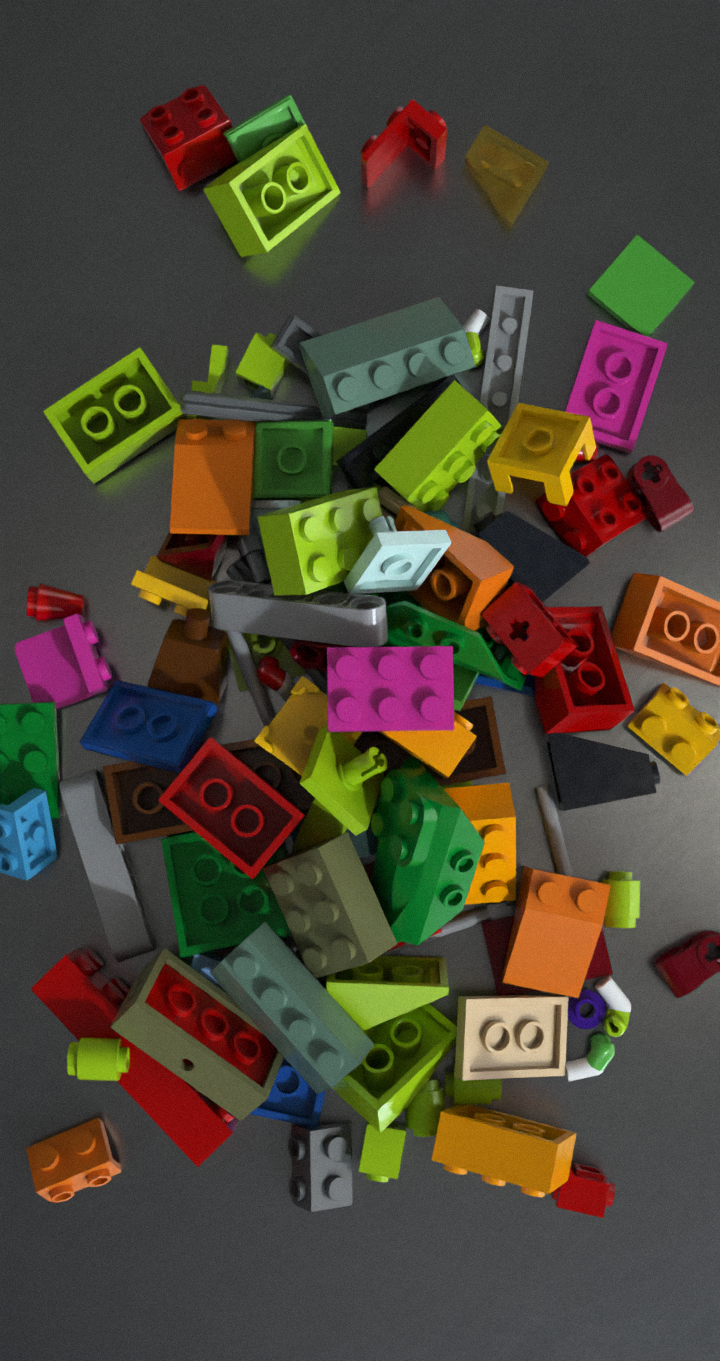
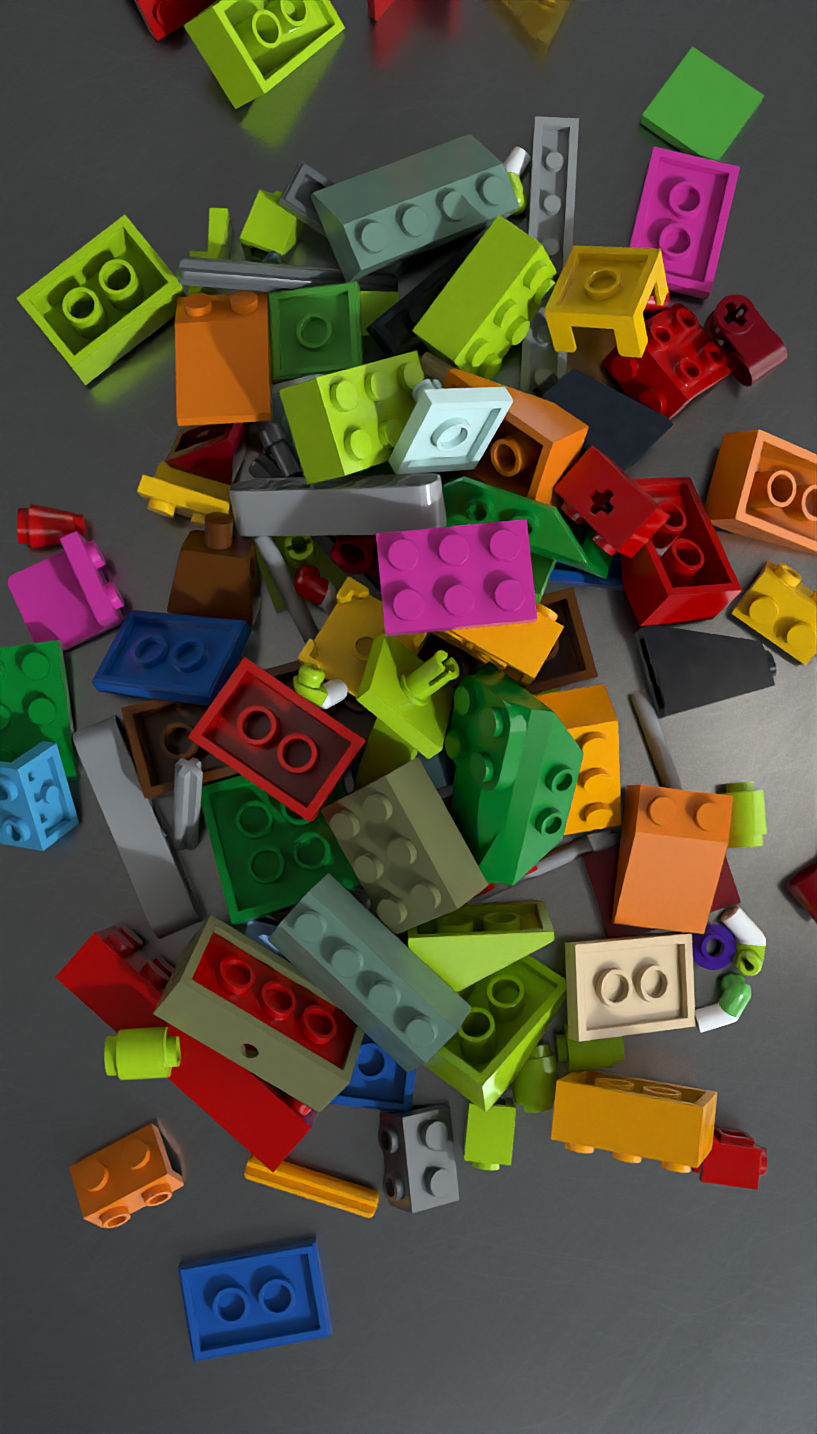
camera: 10 degrees left, 0 degrees up
(151, 852) = (187, 803): none -> light grey axle
(173, 1273) = (254, 1299): none -> blue tile
(231, 1182) = (315, 1186): none -> light orange axle
(266, 768) = (310, 686): none -> lime arm

